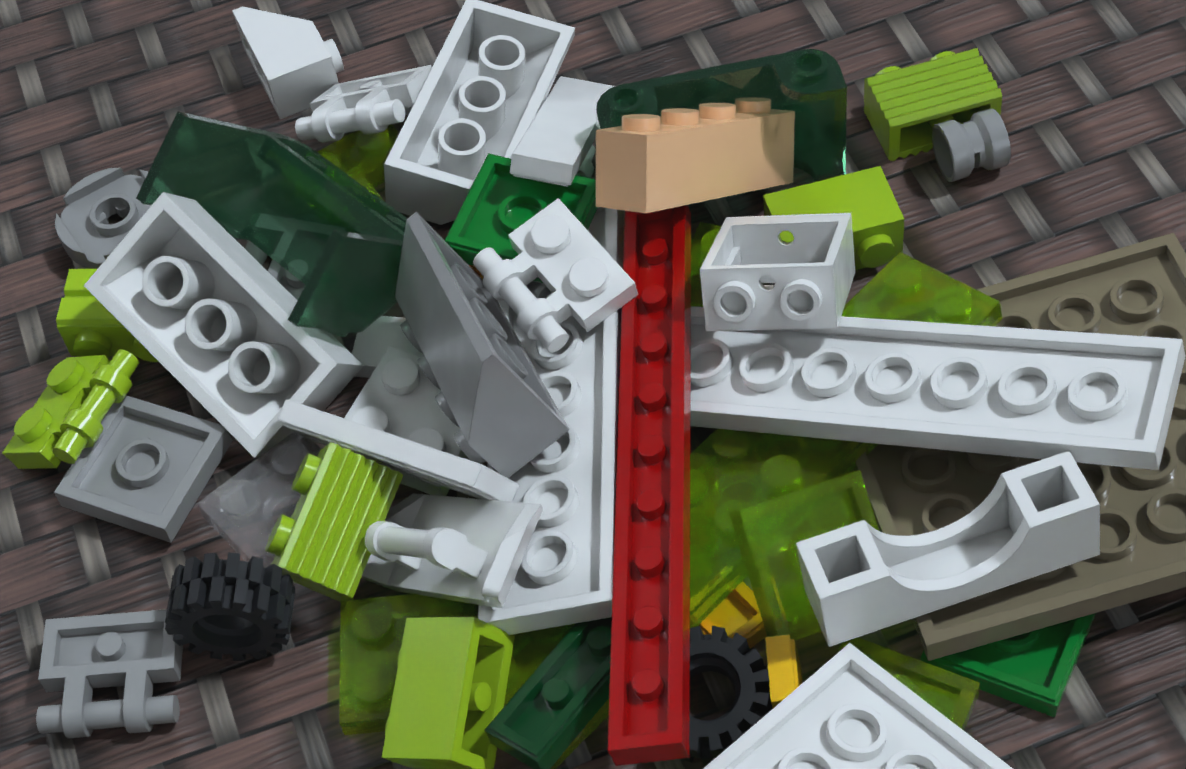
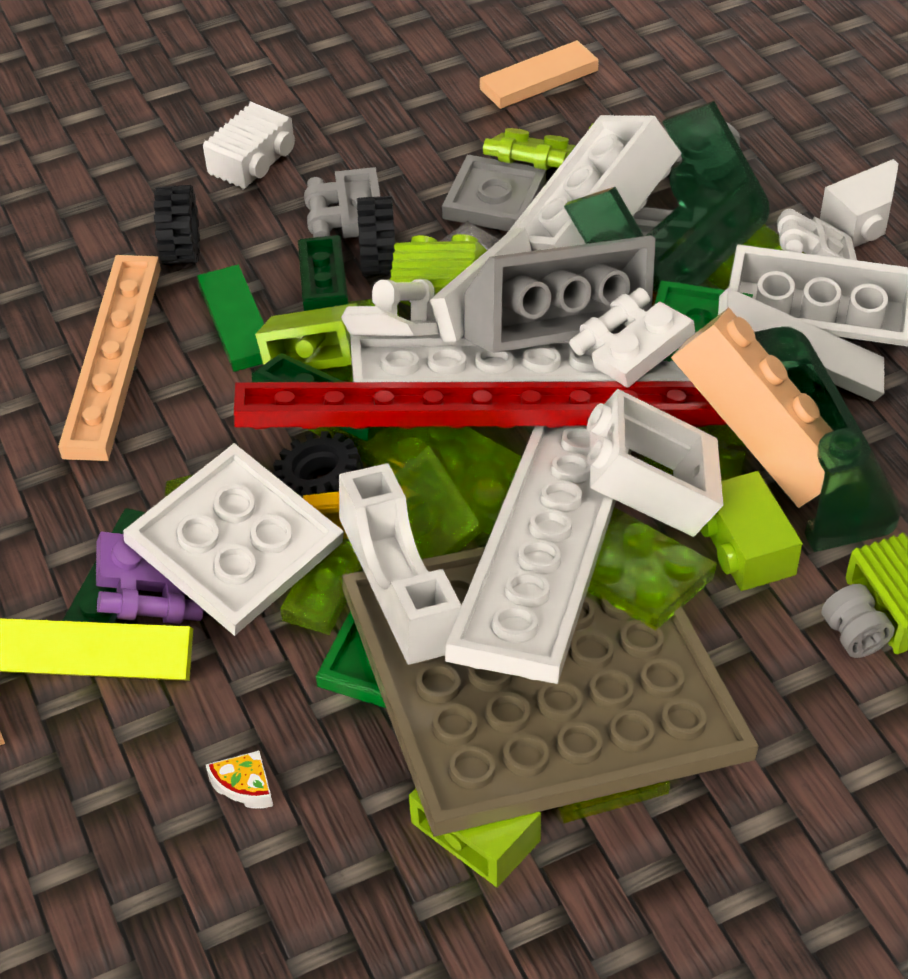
camera: 80 degrees right, 5 degrees down
(280, 697) = (322, 272): none -> dark green tile

